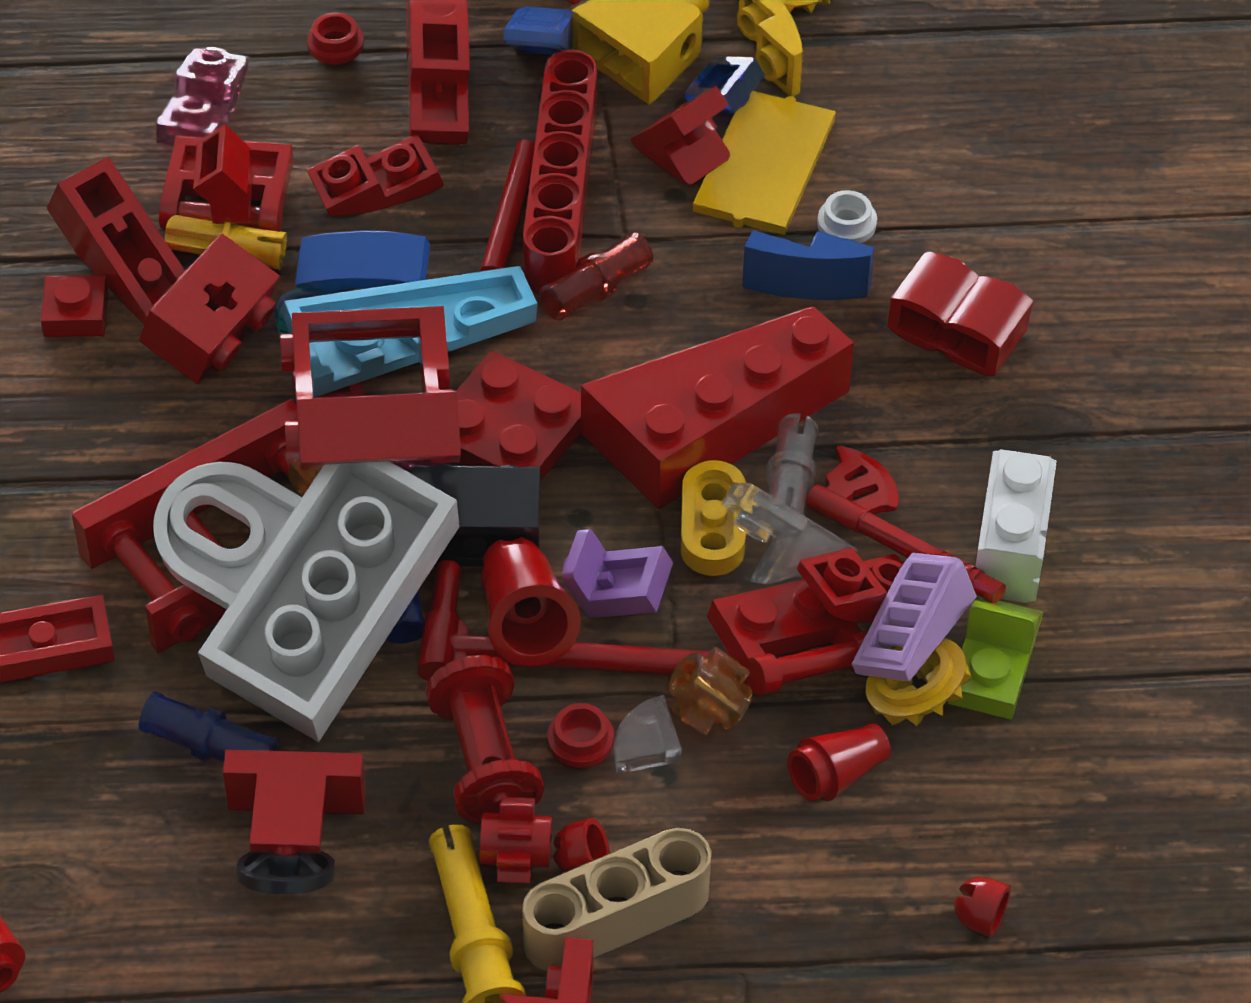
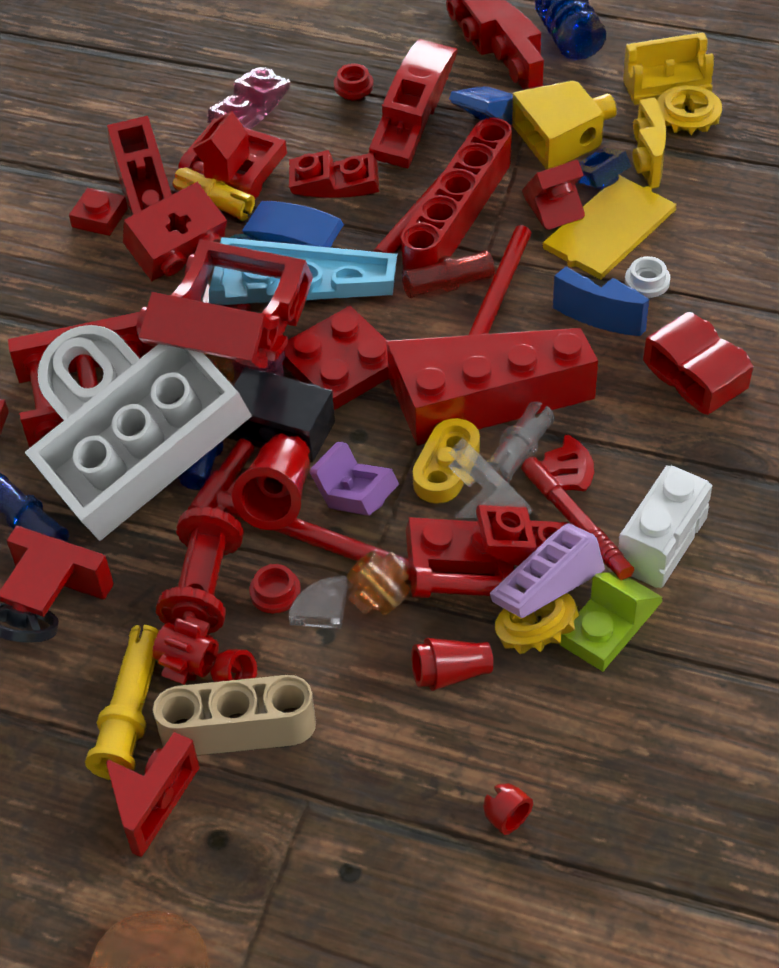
camera: 25 degrees right, 0 degrees up
(664, 272) = (501, 281): none -> red bar

